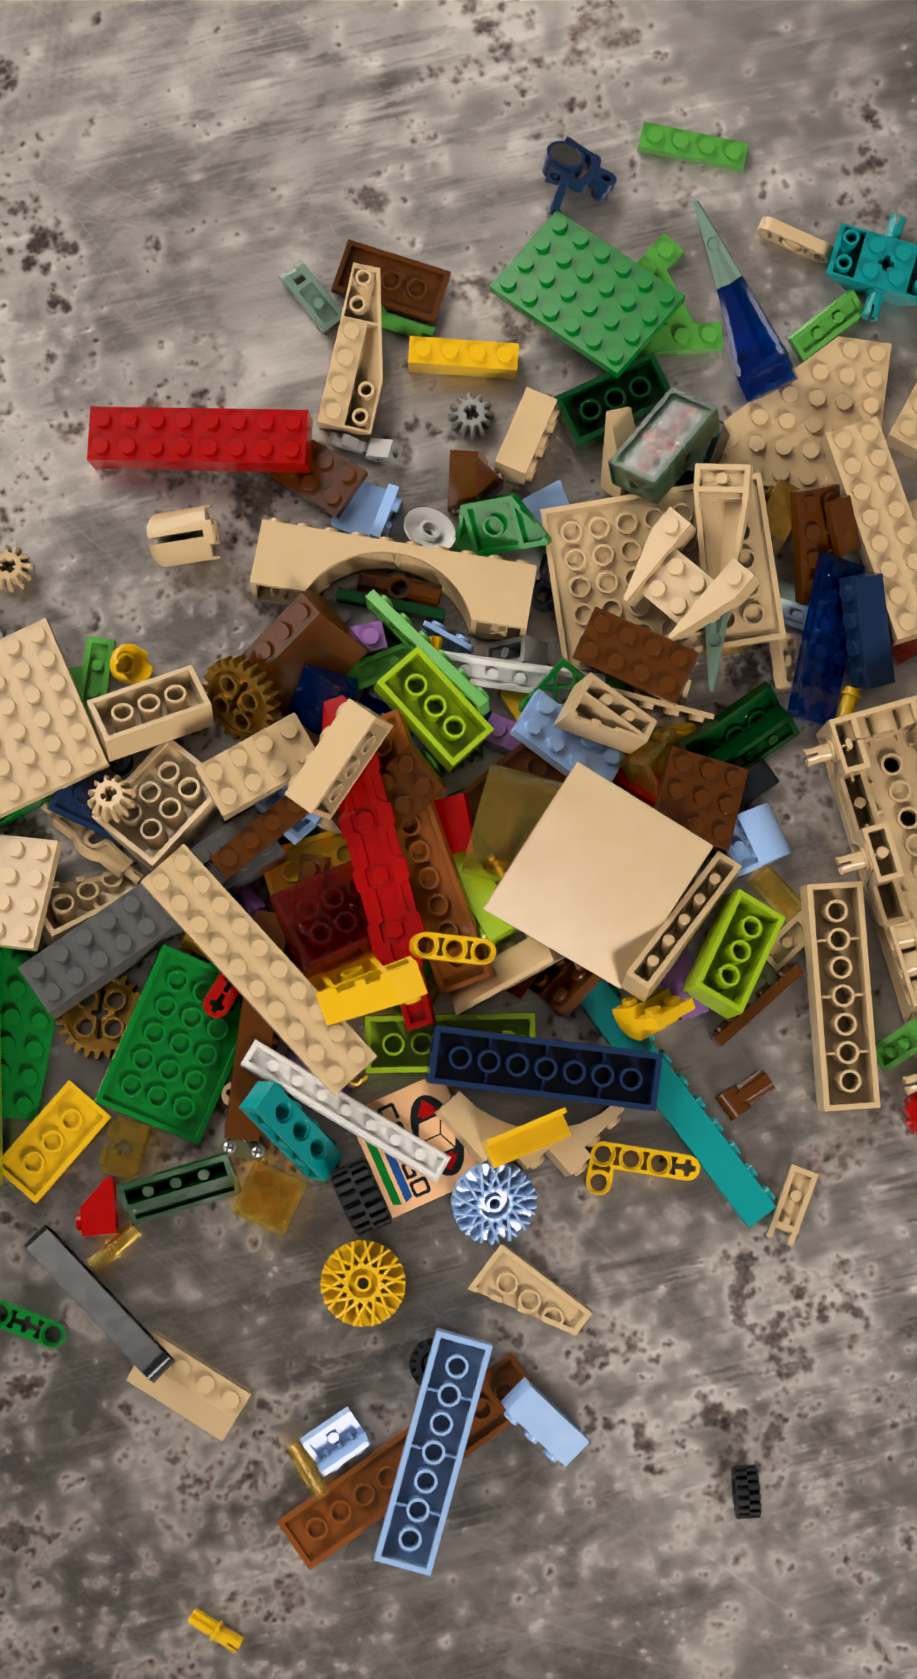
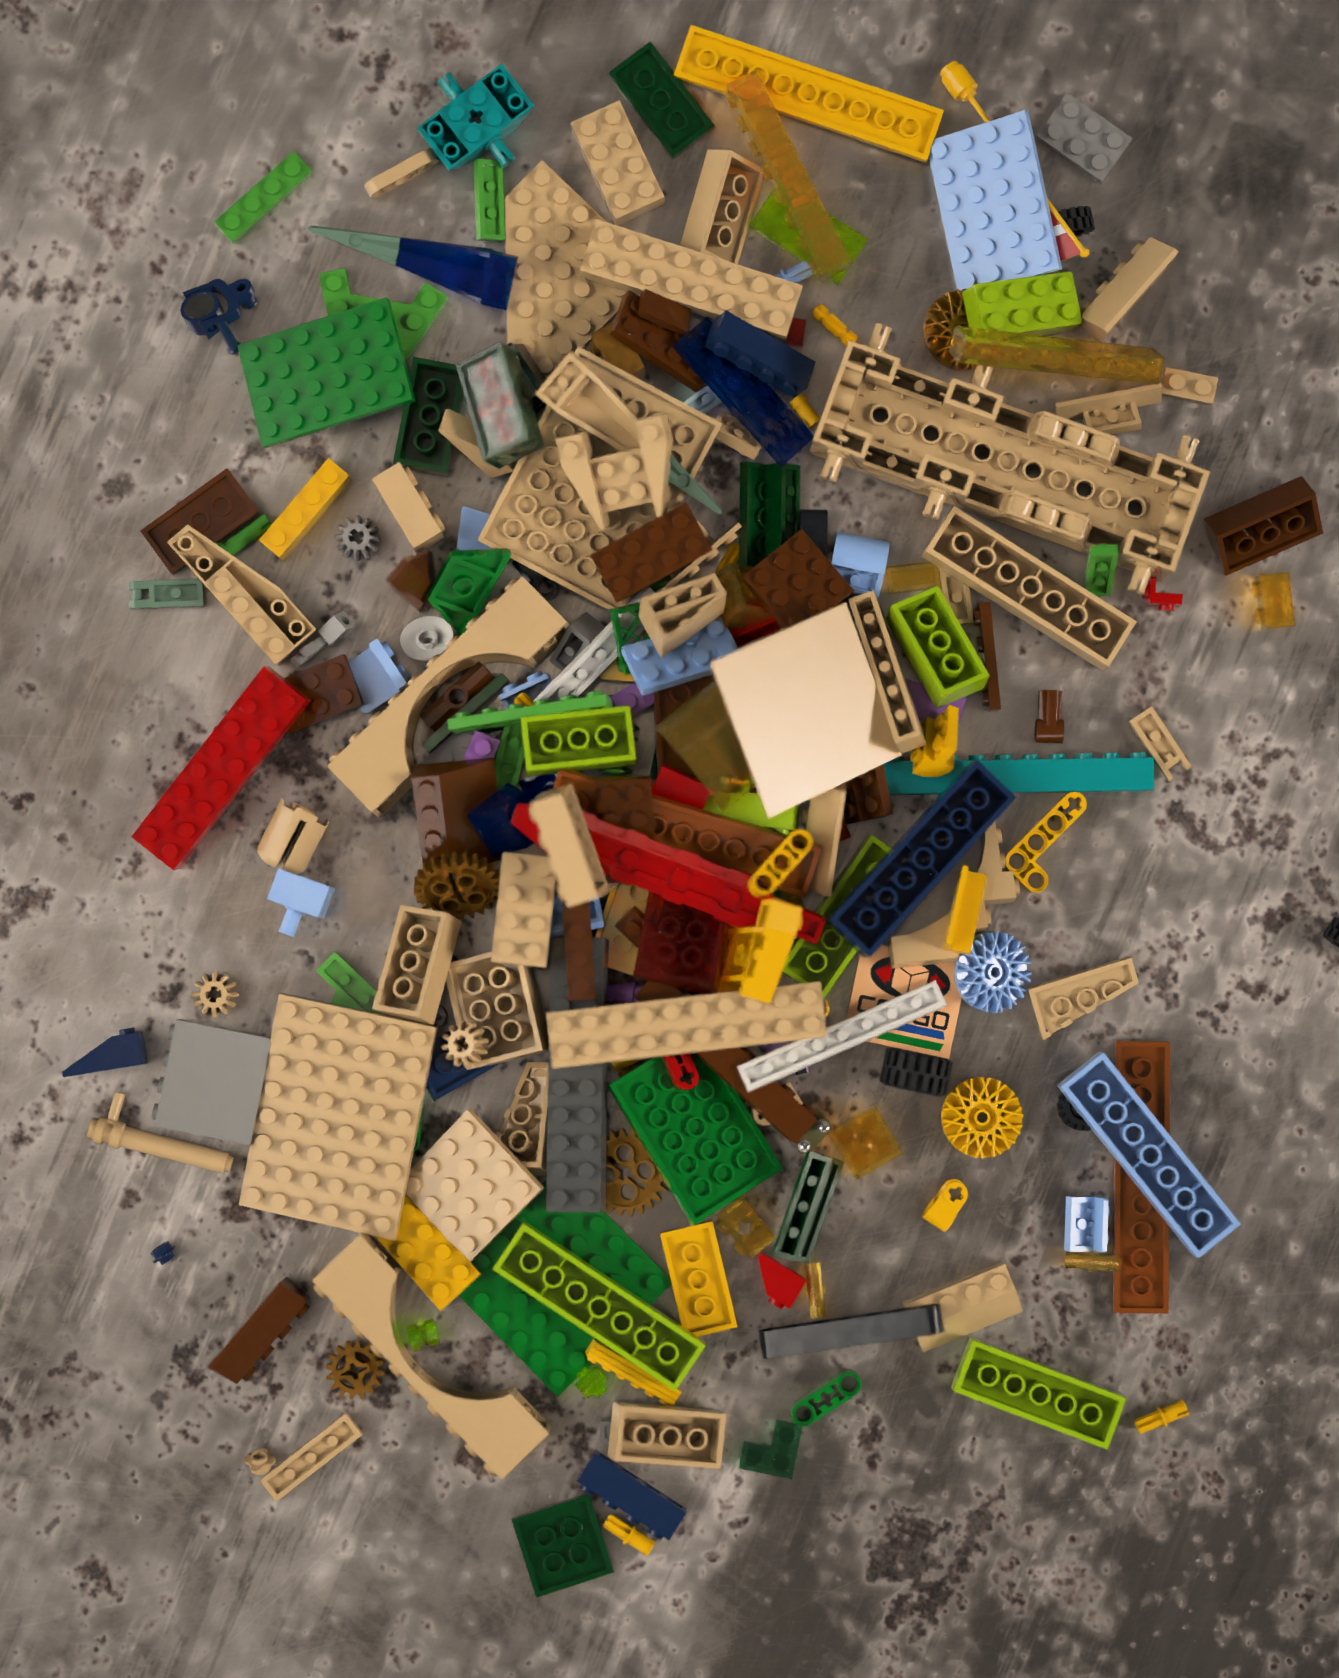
camera: 50 degrees left, 5 degrees up
(103, 852) = (499, 1080): tan piece -> none
(130, 664) = (364, 953): yellow hair -> none
(138, 578) = (300, 897): none -> light blue brick
(160, 1506) = (1038, 1392): none -> lime brick
(261, 1307) = (943, 1209): none -> yellow piece
(291, 1130) = (826, 1088): teal brick -> none
(544, 1422) = (1187, 1054): light blue brick -> none

